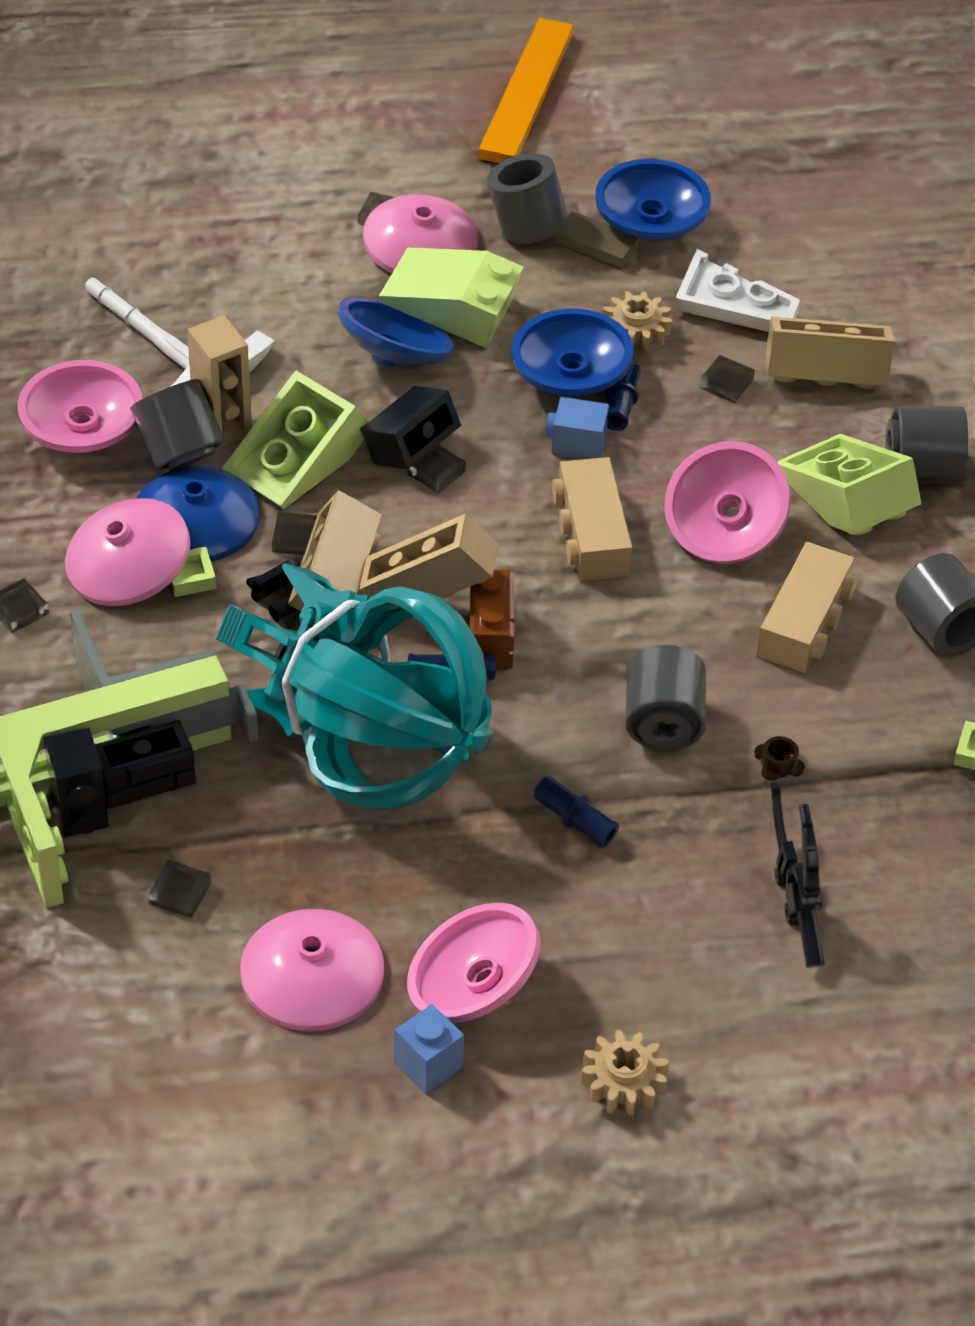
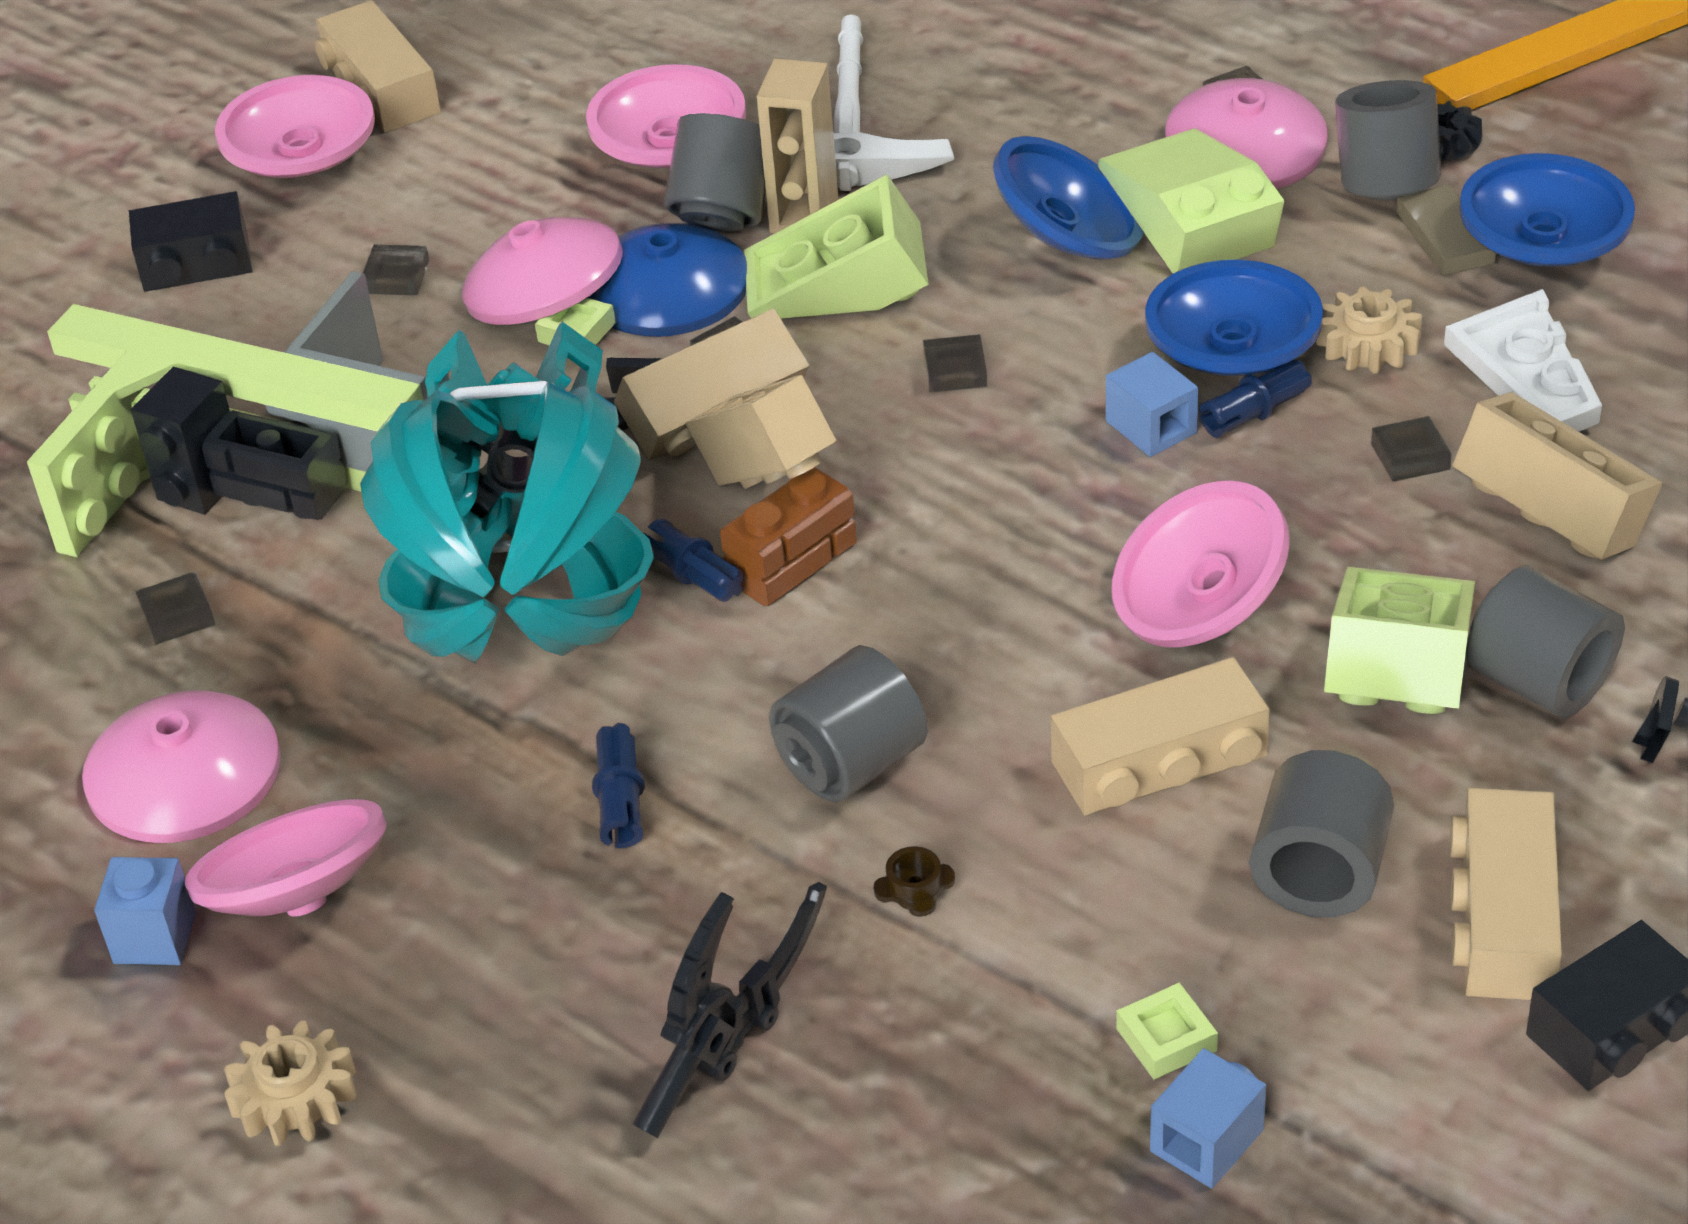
camera: 50 degrees right, 5 degrees down
(411, 427) = (962, 302): black brick -> none
(592, 519) = (1040, 502): tan brick -> none

